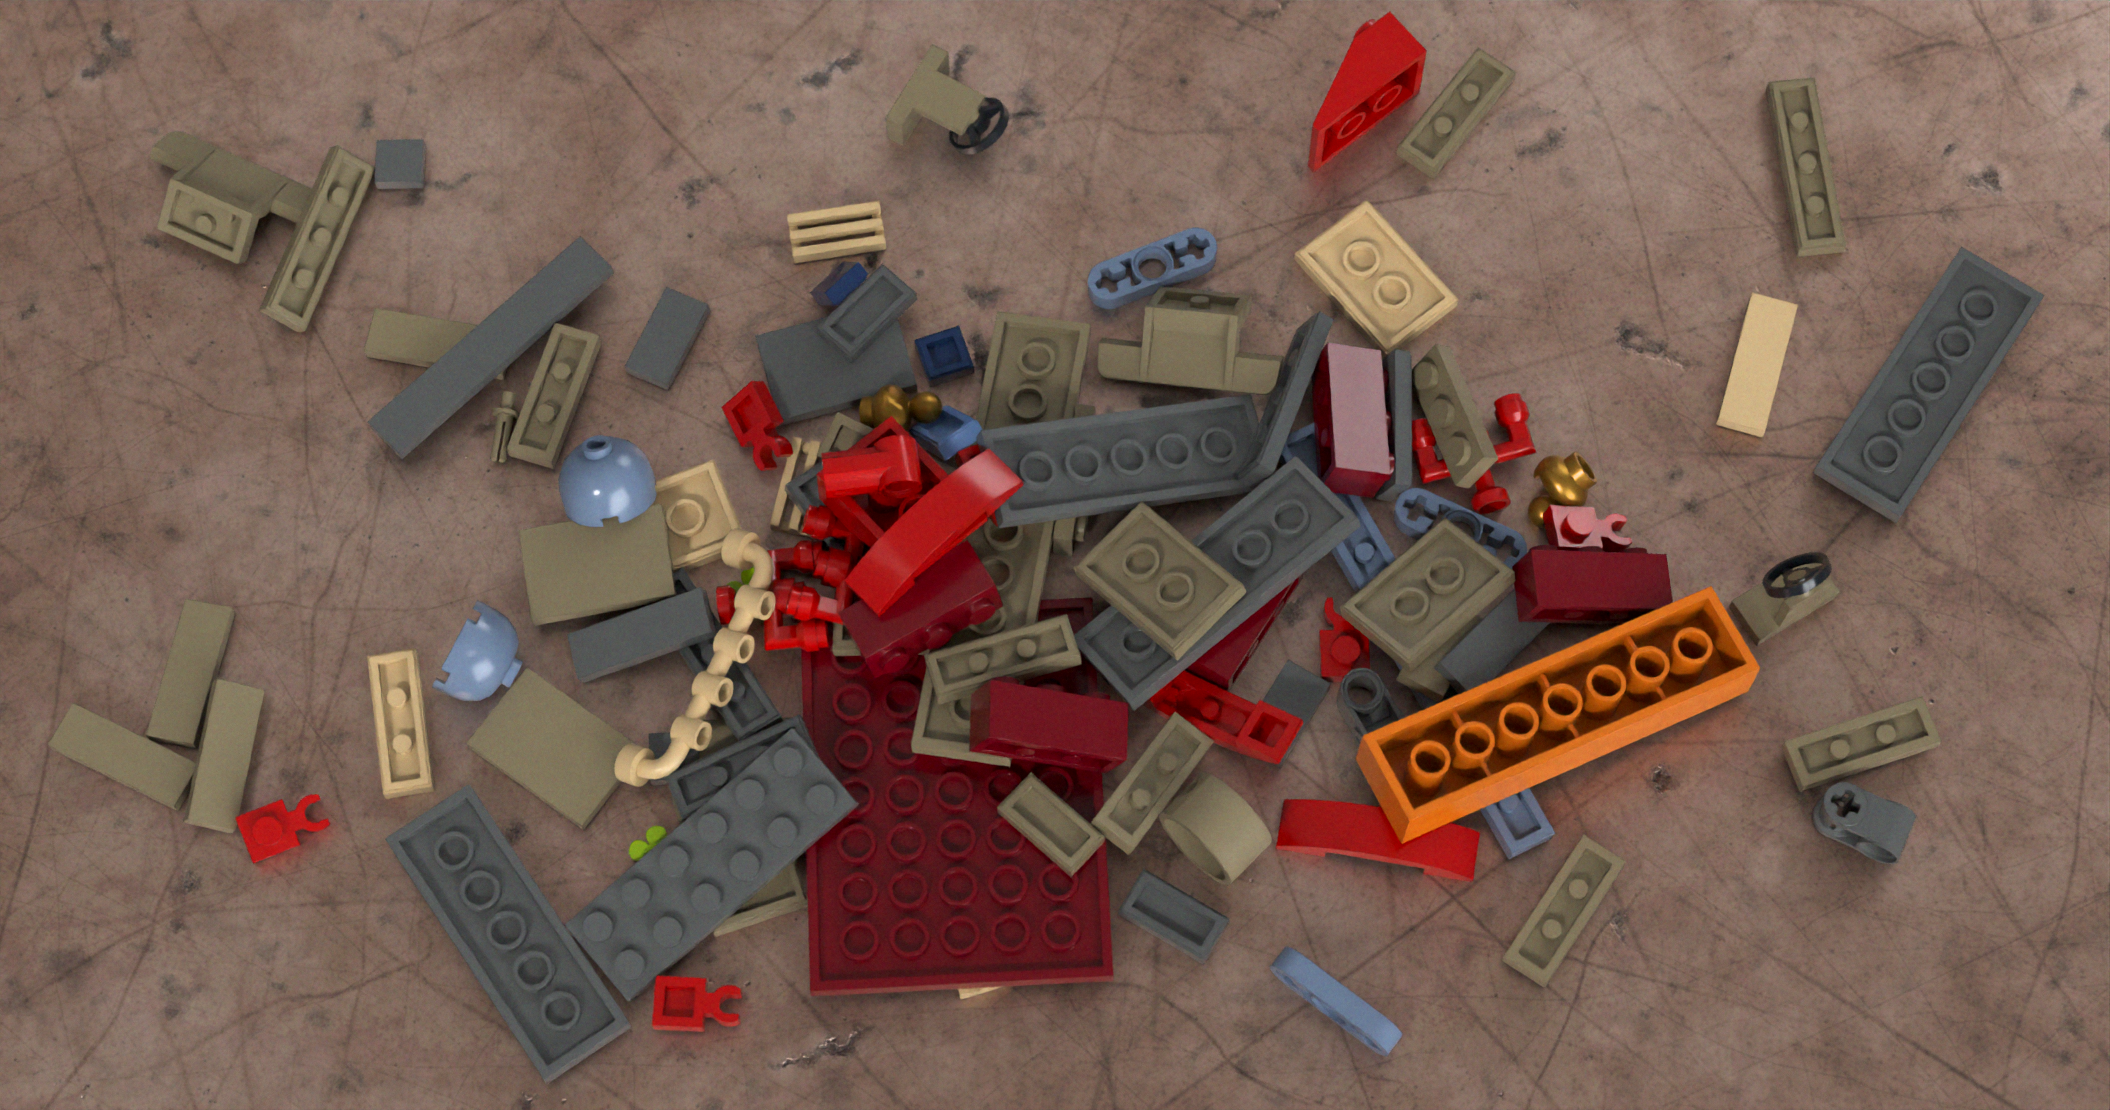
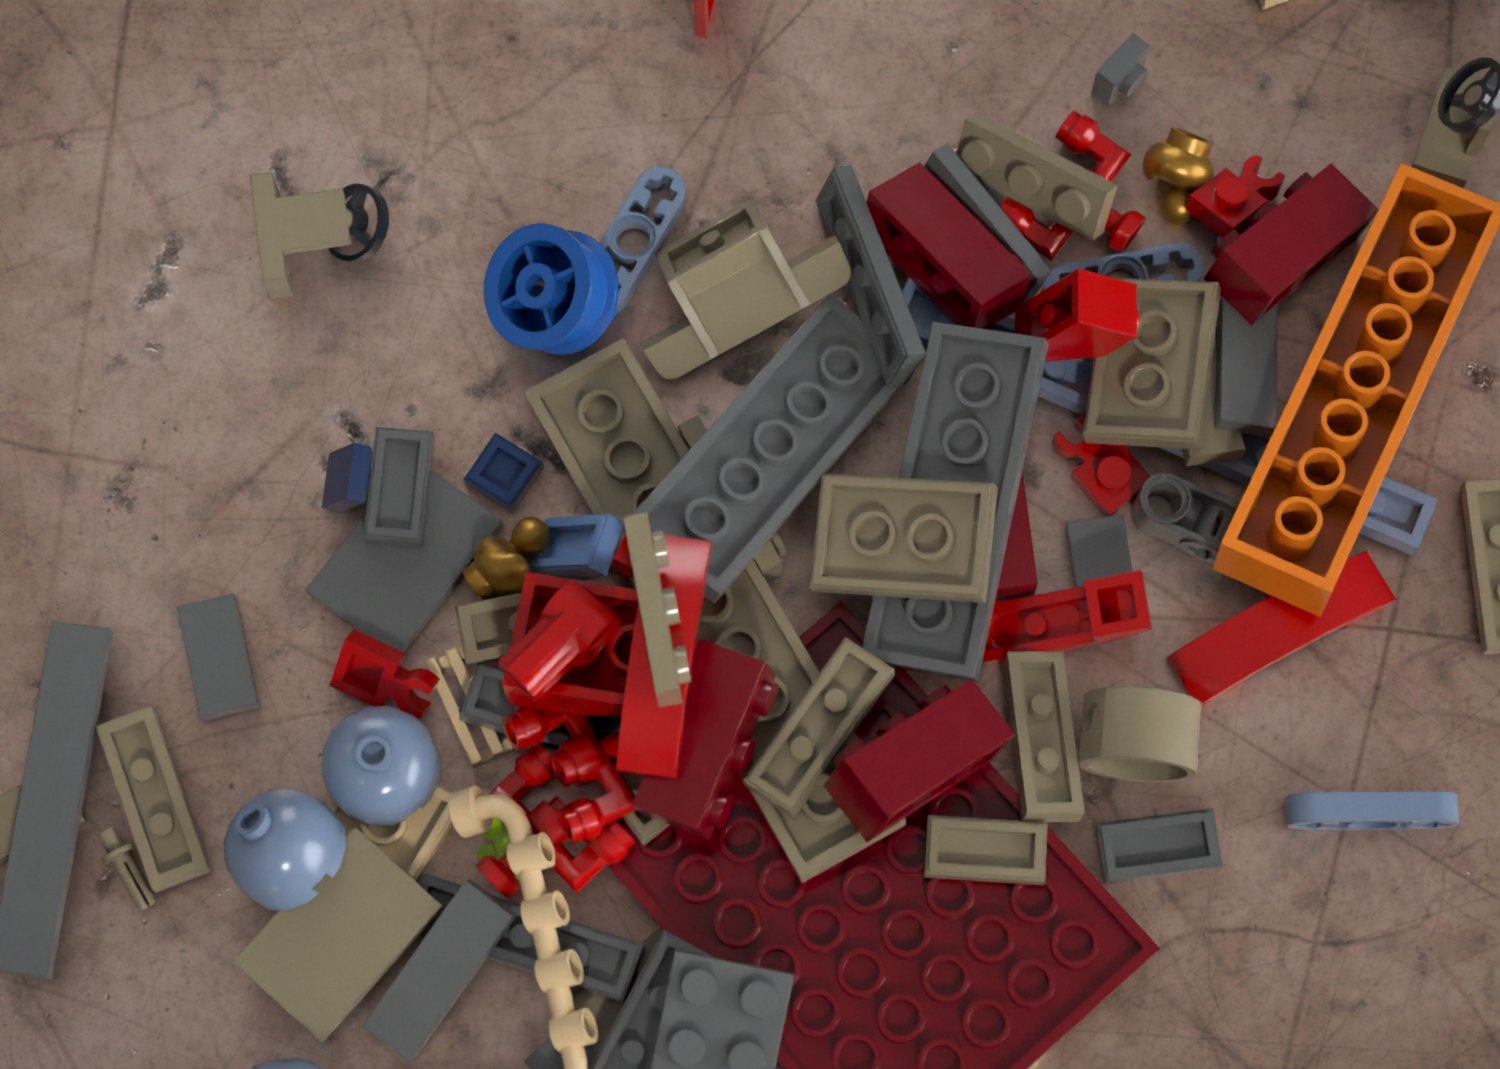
camera: 40 degrees left, 5 degrees up
(709, 478) = (380, 765): none -> sand blue cylinder
(836, 215) = (284, 413): tan tile -> none
(943, 490) = (657, 609): none -> dark tan plate
(1066, 256) = (551, 289): none -> blue wheel
(1376, 279) = (849, 98): tan tile -> none
(1400, 526) = (1081, 316): none -> red slope
(1576, 391) = (1122, 70): none -> dark grey plate

